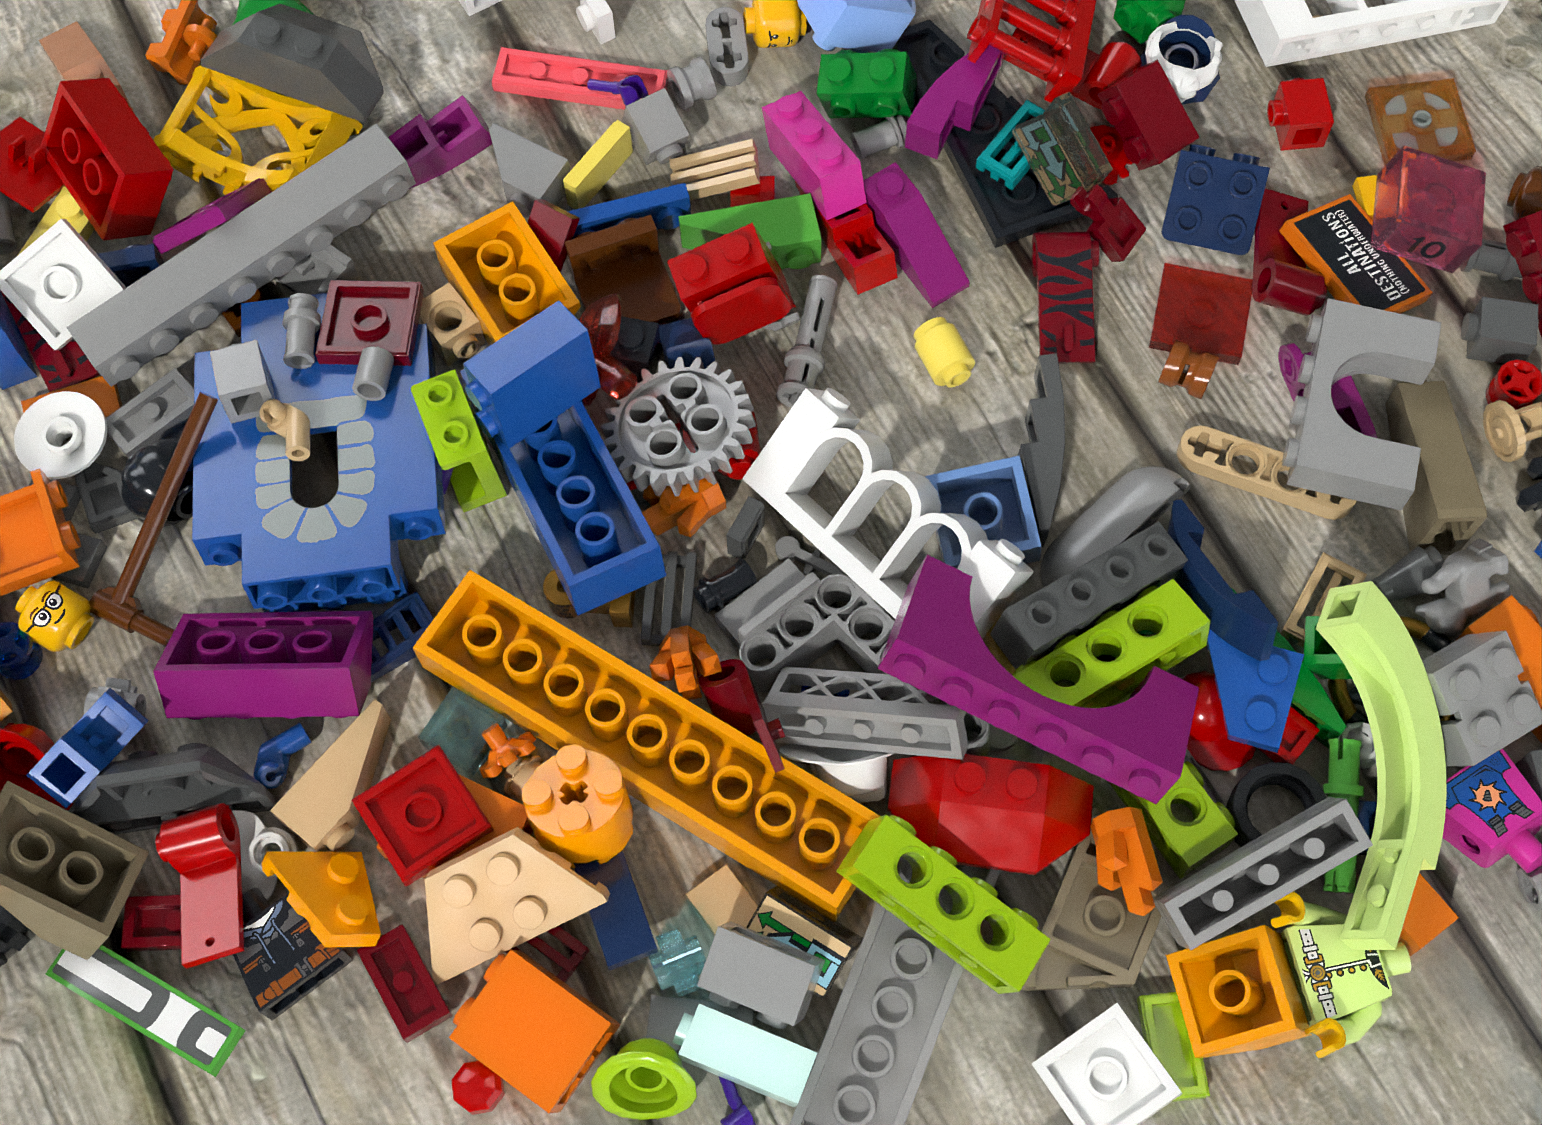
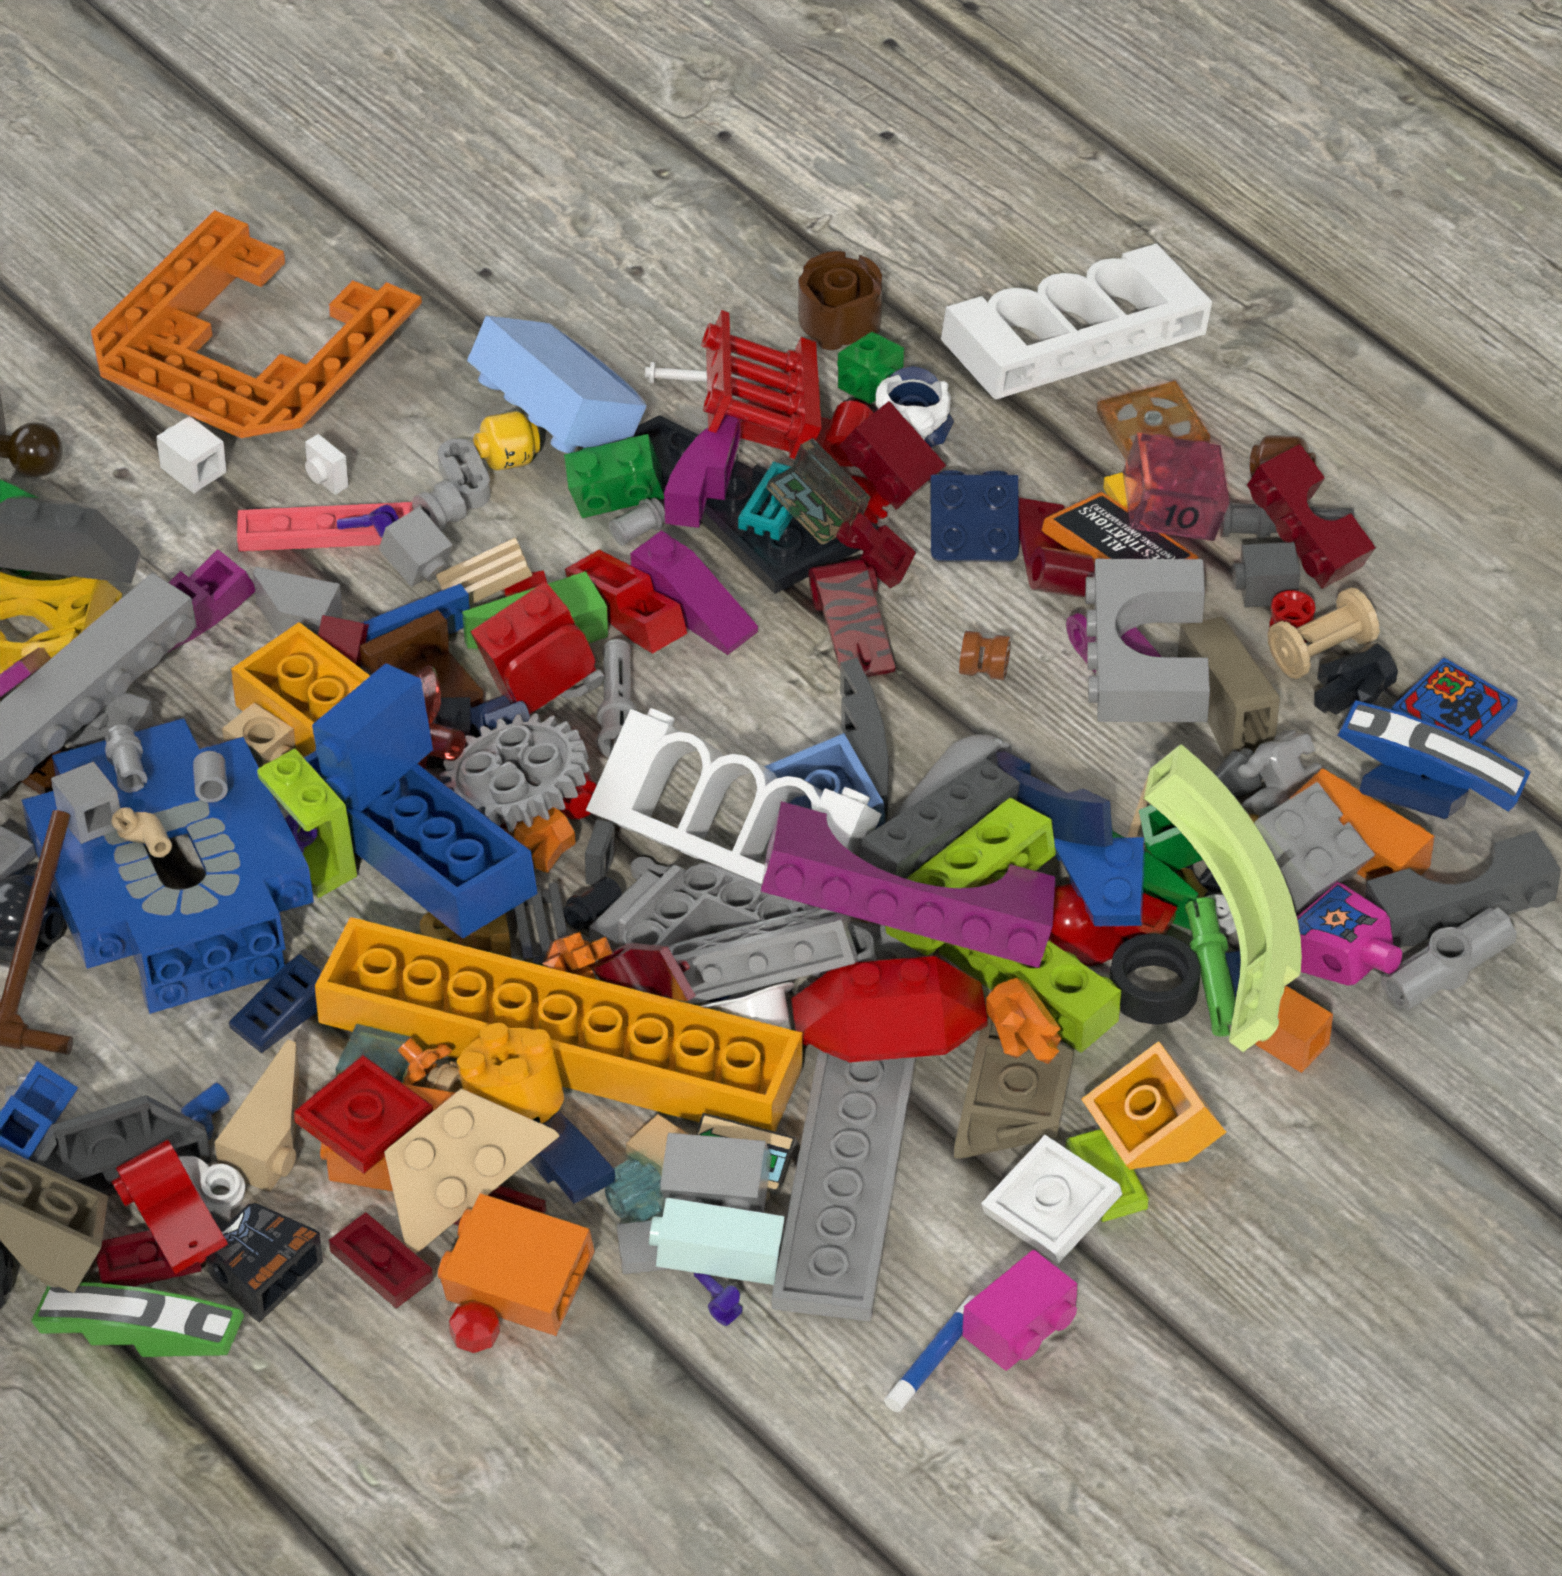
camera: 15 degrees left, 20 degrees down
(267, 665) = (172, 1040): magenta slope -> none
(329, 893) = (291, 1195): light orange wing -> none
(369, 316) = (178, 736): tile -> none
(598, 165) = (368, 585): light yellow tile -> none
(644, 1081) = (632, 1281): lime hat -> none
(814, 155) = (579, 538): dark pink brick -> none
(873, 869) = (868, 1084): lime brick -> none
(943, 352) = (749, 682): light yellow brick -> none
(1202, 311) = (986, 606): clear red tile -> none
(1262, 872) = (1145, 1004): light grey brick -> none
(1263, 481) = (1078, 732): tan beam -> none
(1301, 114) = (1038, 434): red brick -> none
(1336, 985) = (1240, 1087): yellowish green torso -> none

